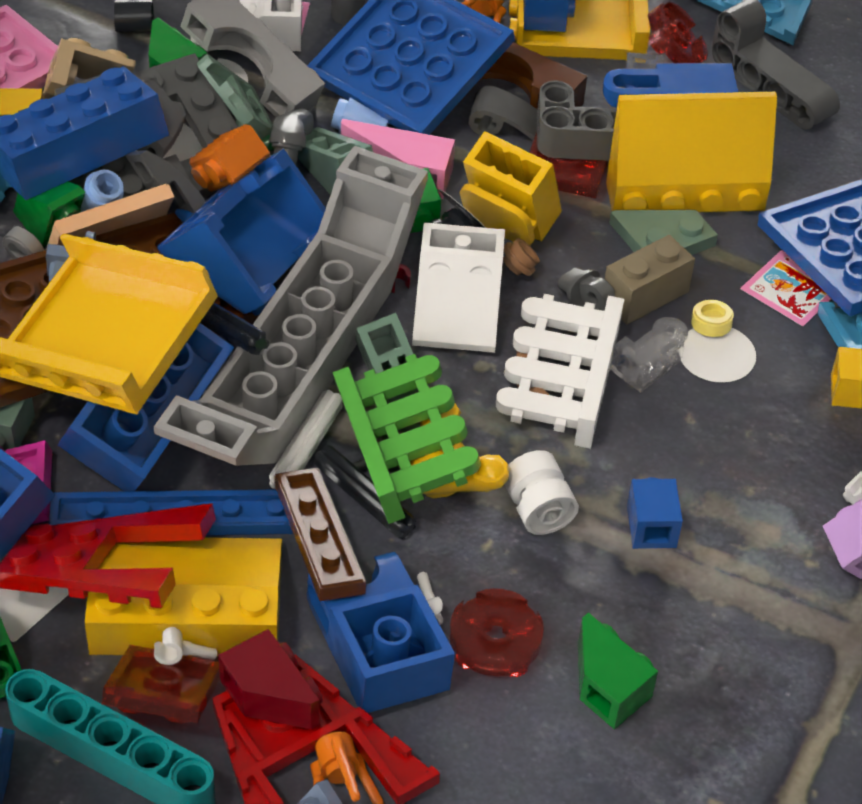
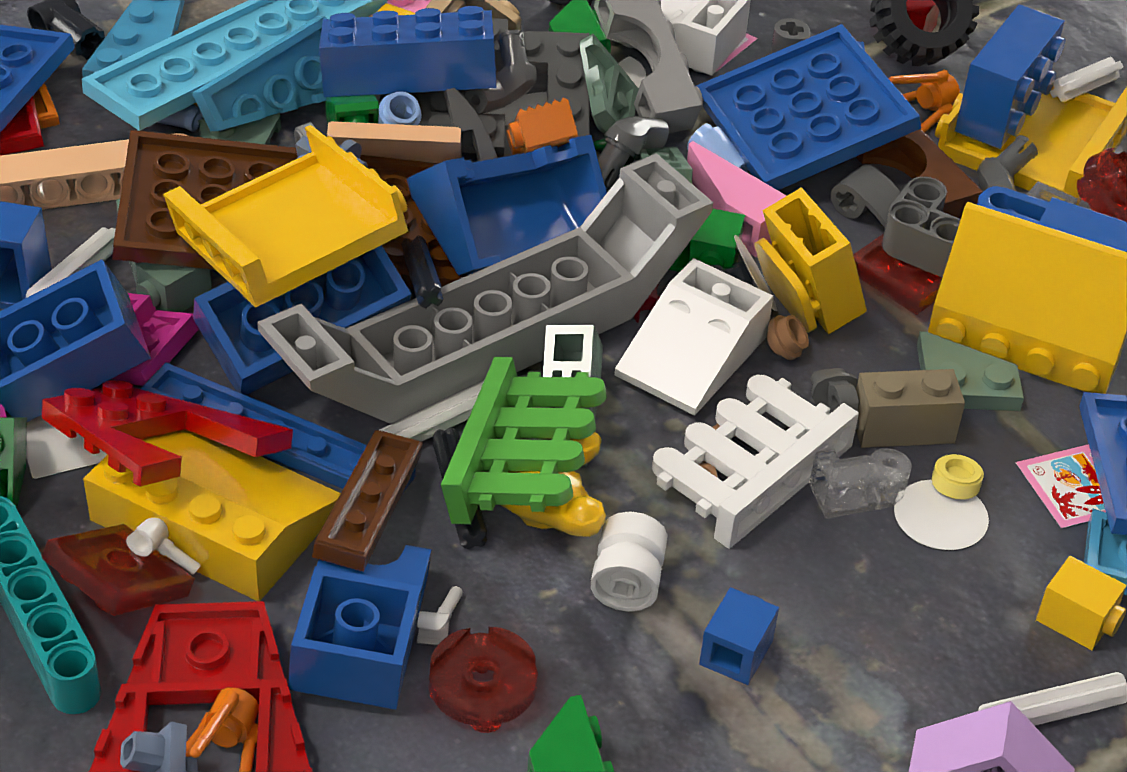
camera: 30 degrees right, 5 degrees down
(267, 684) = (204, 609): dark red slope -> none
(581, 57) = (1001, 170): none -> dark grey arm

